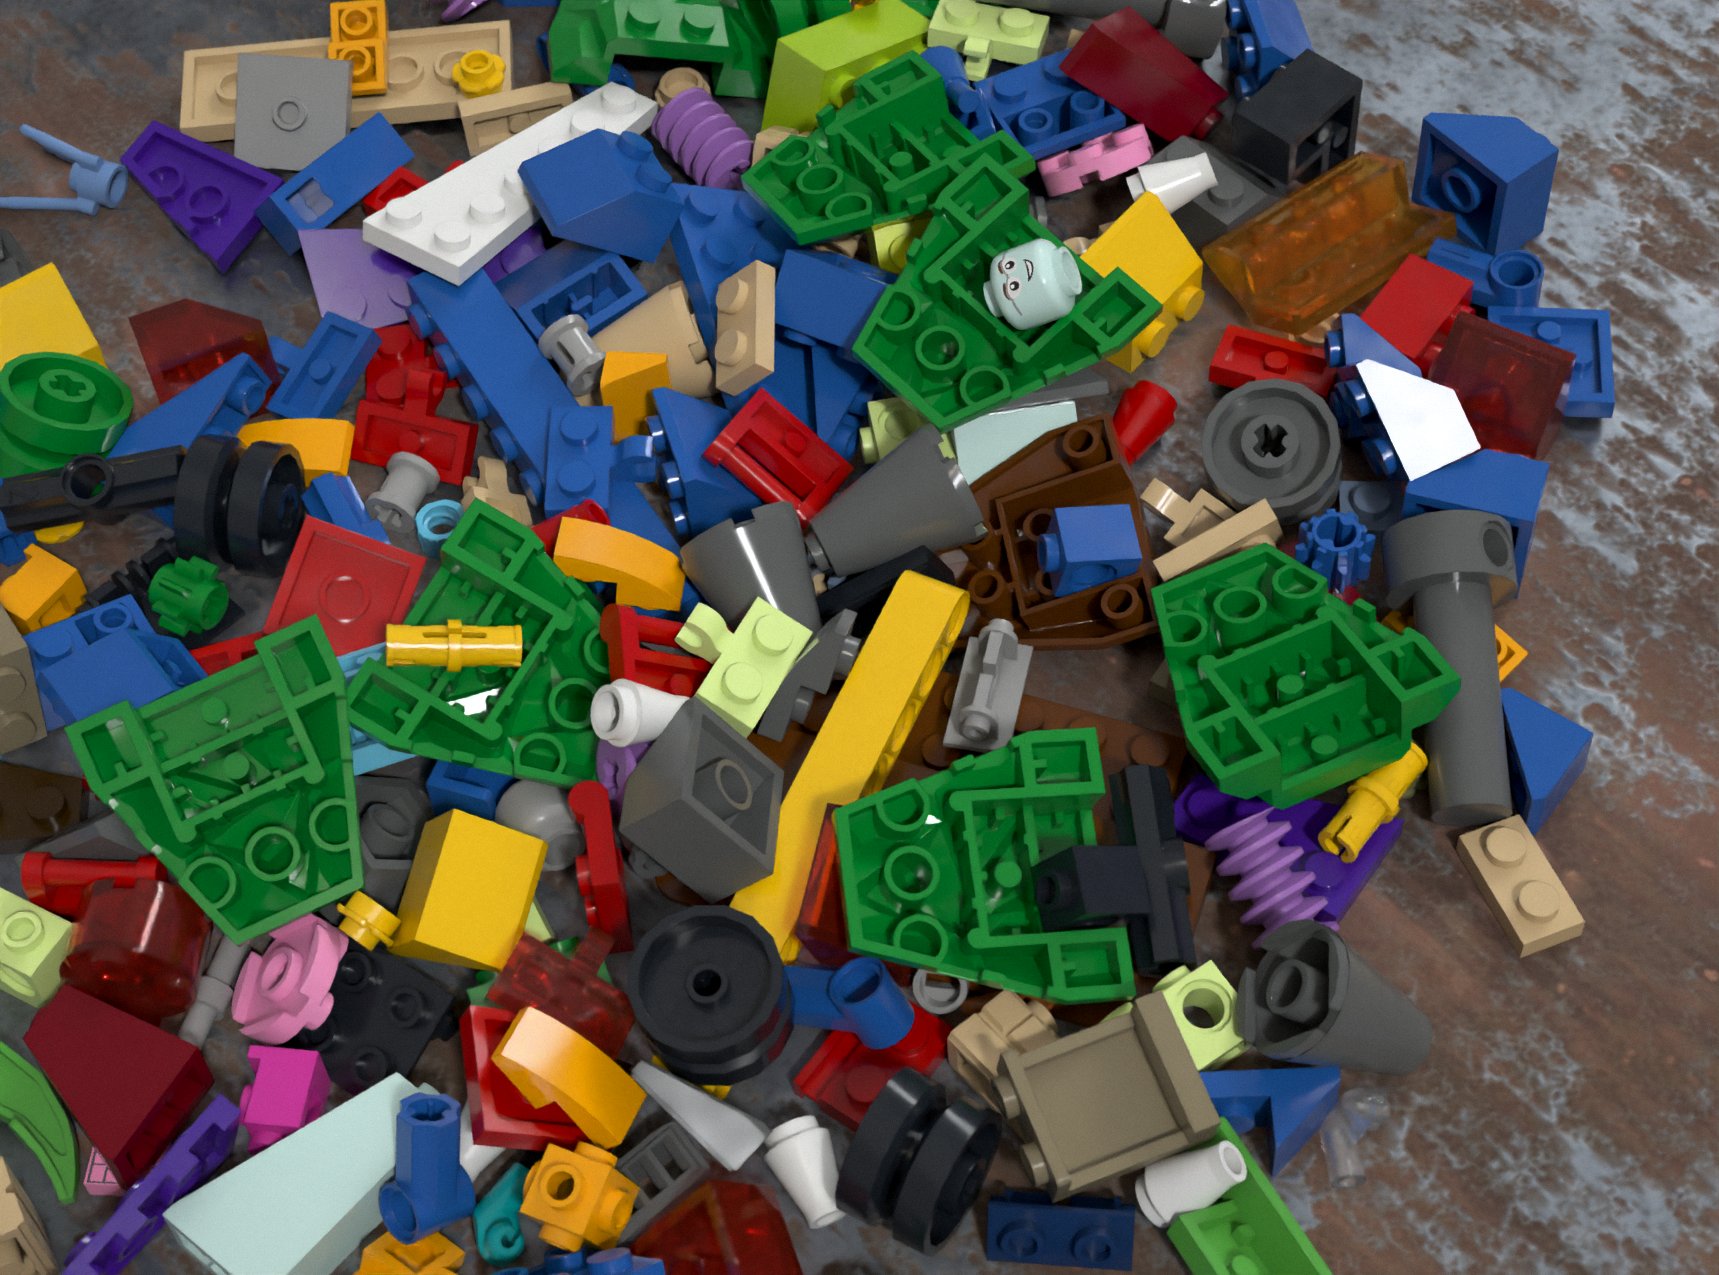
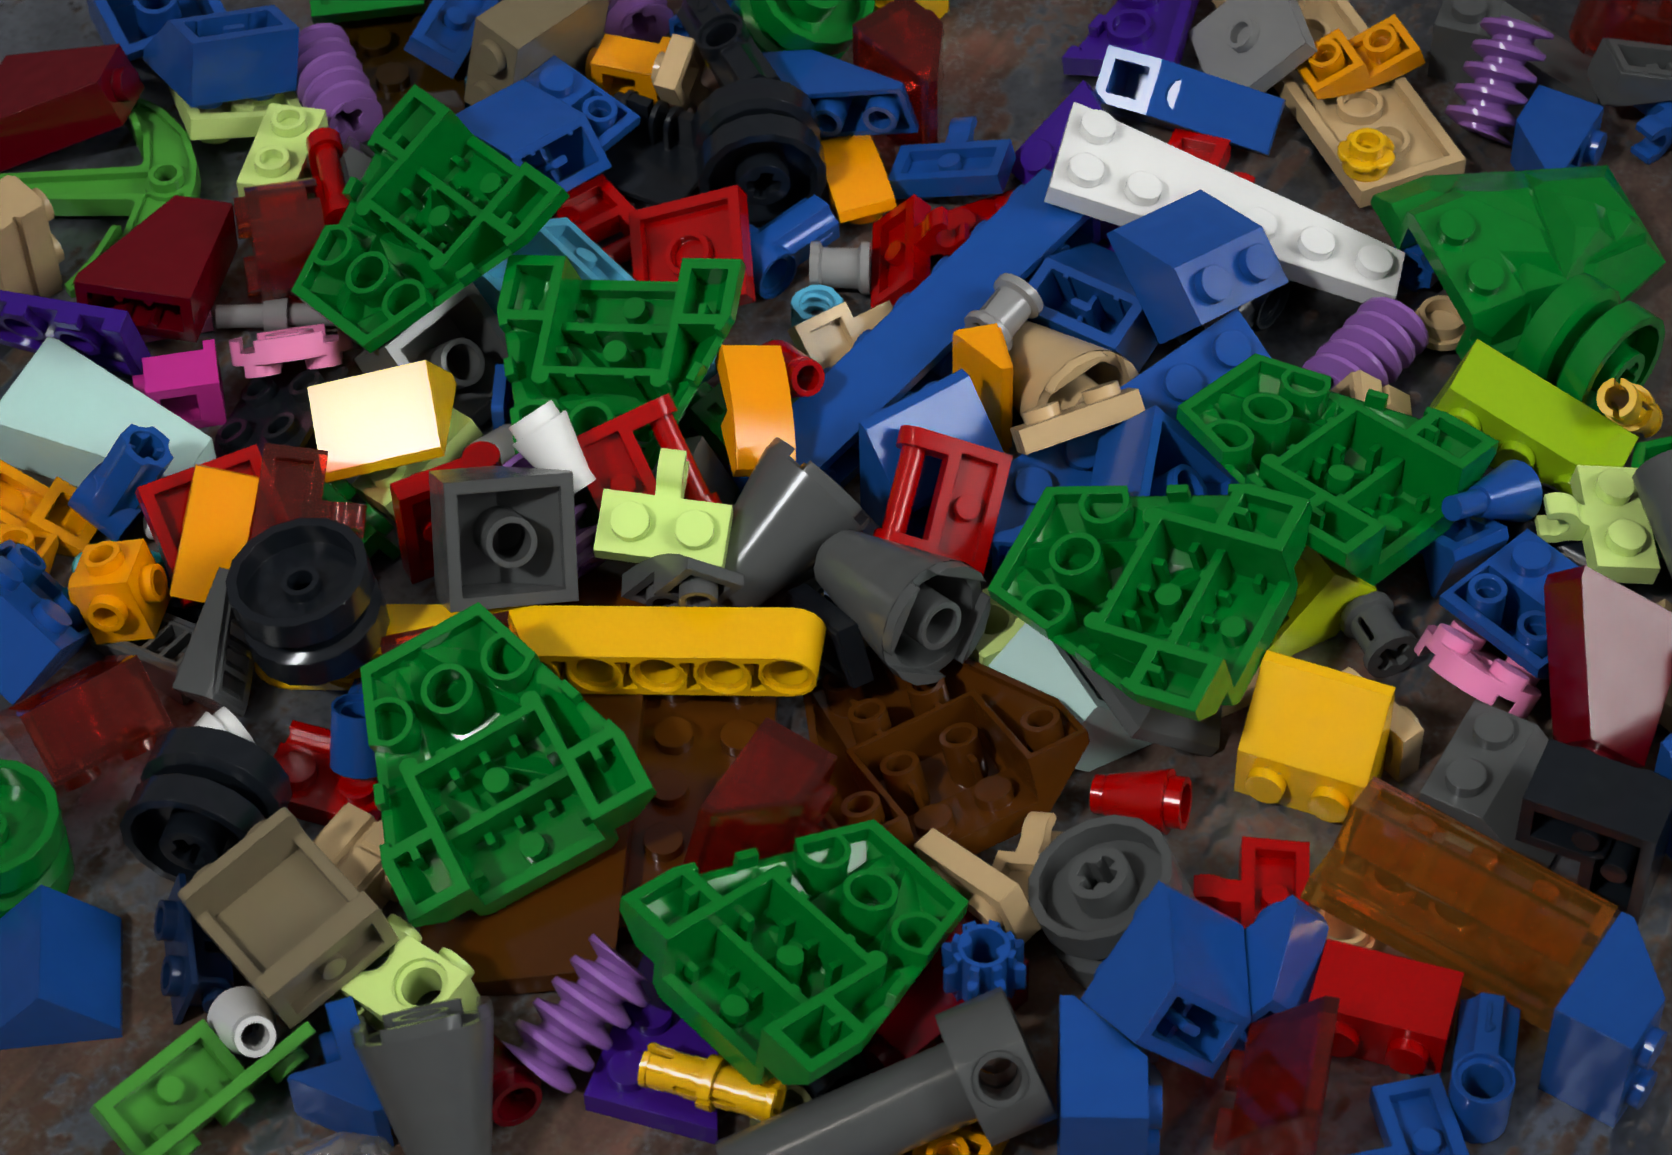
camera: 70 degrees right, 5 degrees down
(92, 546) = (678, 74): none -> tan plate
(188, 596) = (656, 156): green gear -> none
(367, 921) = (339, 360): yellow plate -> none
(453, 645) = (601, 309): yellow pin -> none
(501, 115) = (1332, 193): tan plate -> none
(586, 461) = (879, 359): blue plate -> none
(989, 689) = (712, 741): light grey hinge -> none
(1032, 284) = (1158, 589): light aqua head -> none
(1088, 547) = (918, 766): blue brick -> none
(1090, 888) = (493, 843): black brick -> none
(1105, 671) = (764, 799): none -> clear red slope
(1146, 820) = (555, 913): black piece -> none
(1174, 181) = (1433, 716): white cone -> none

